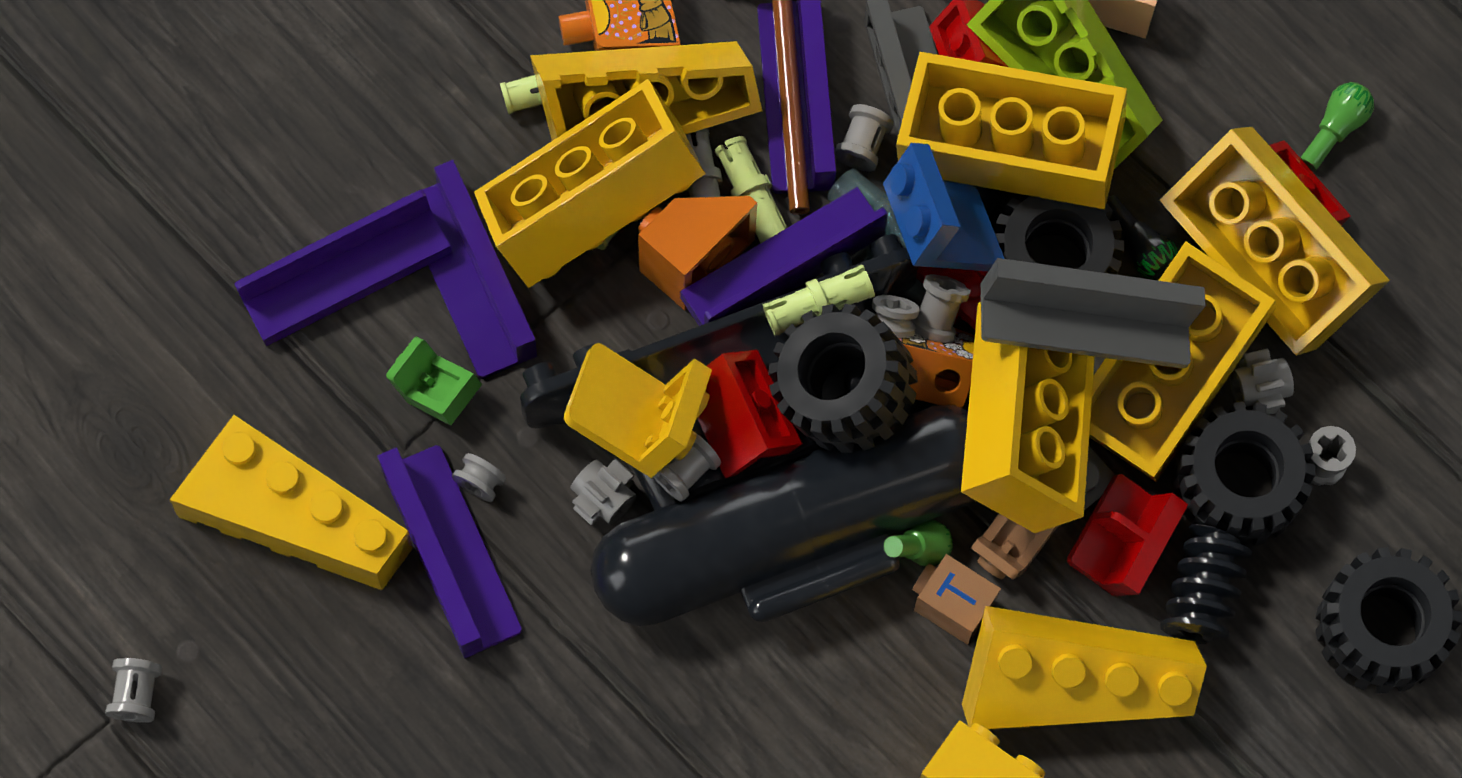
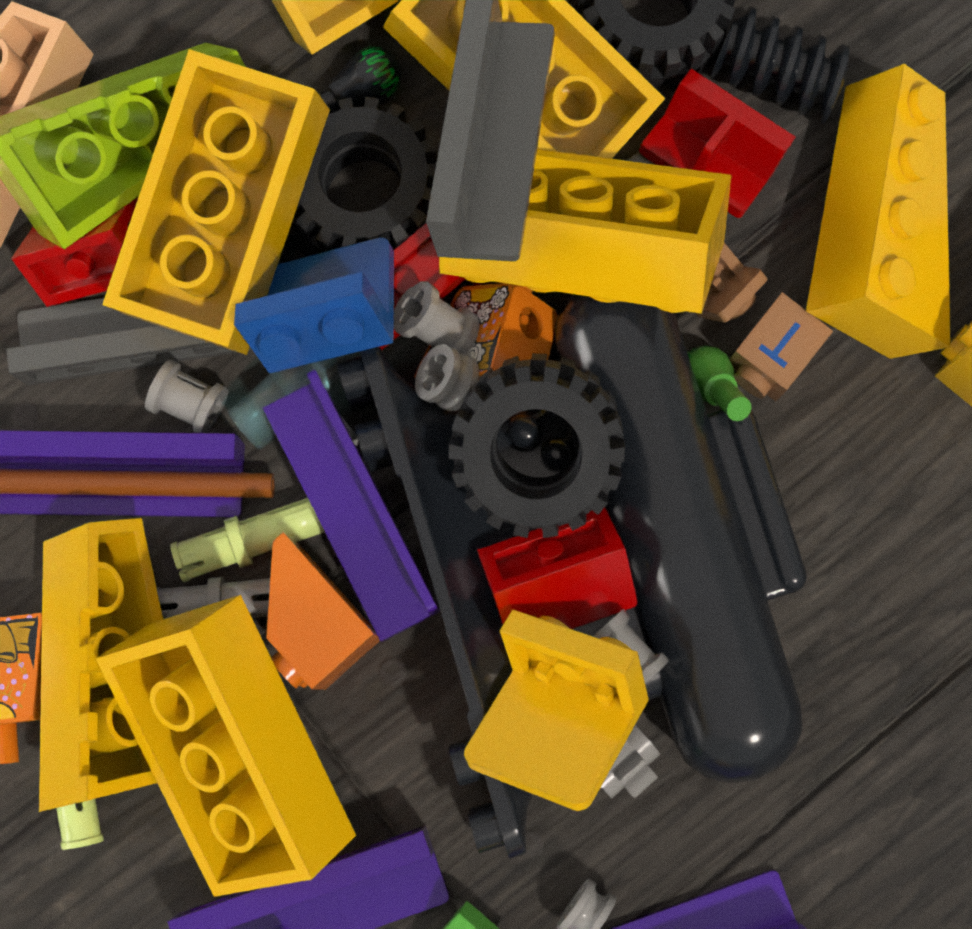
camera: 80 degrees left, 10 degrees up
(839, 290) = (427, 465): yellowish green pin -> none

